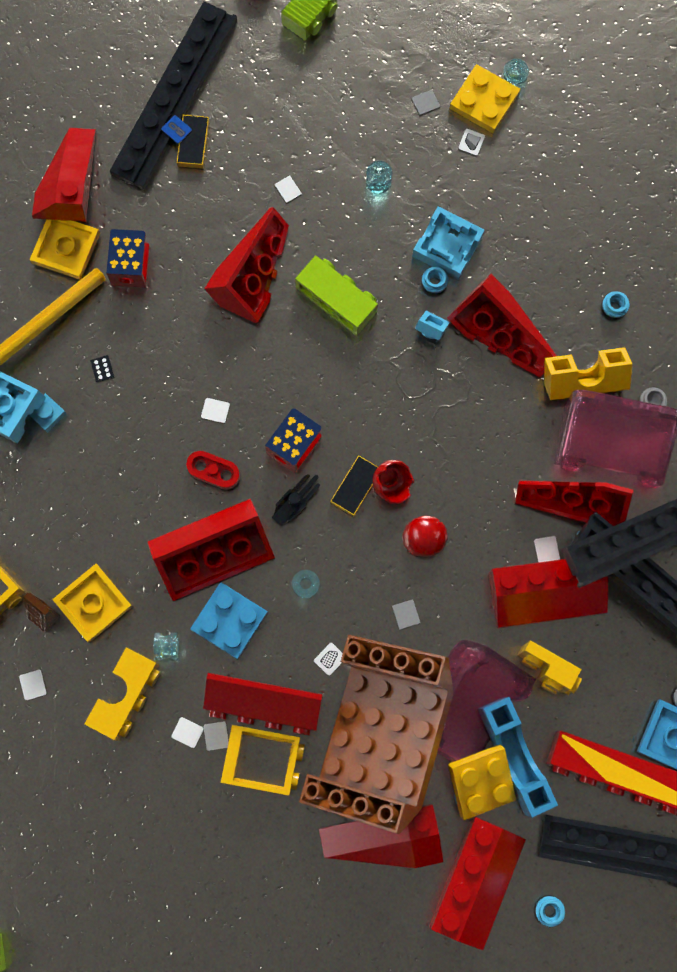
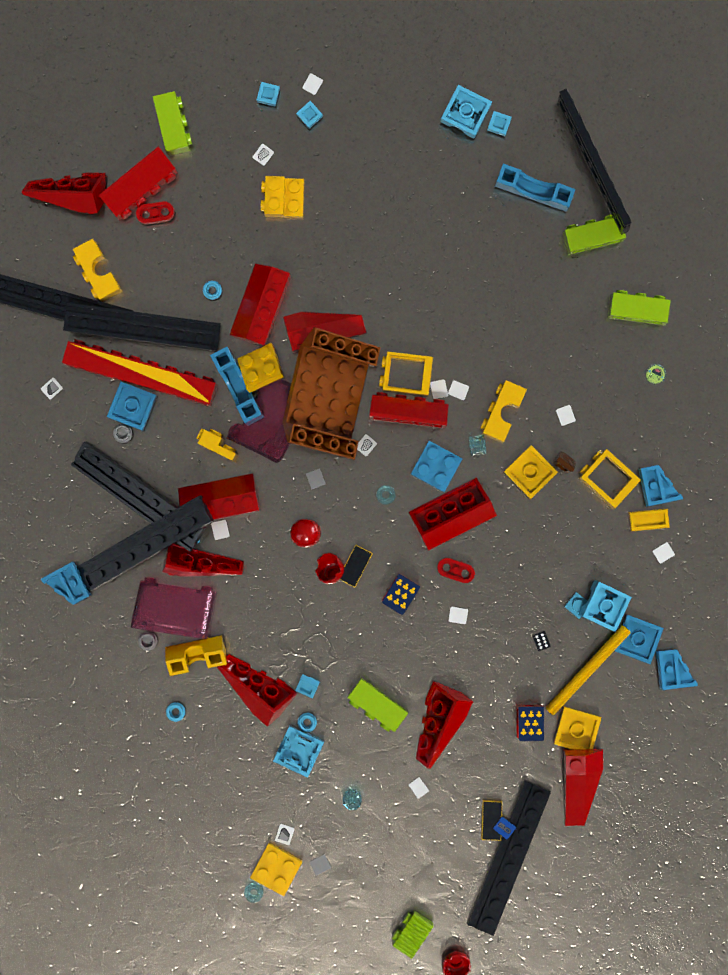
camera: 175 degrees left, 10 degrees up
(292, 502) = (398, 551): black piece -> none

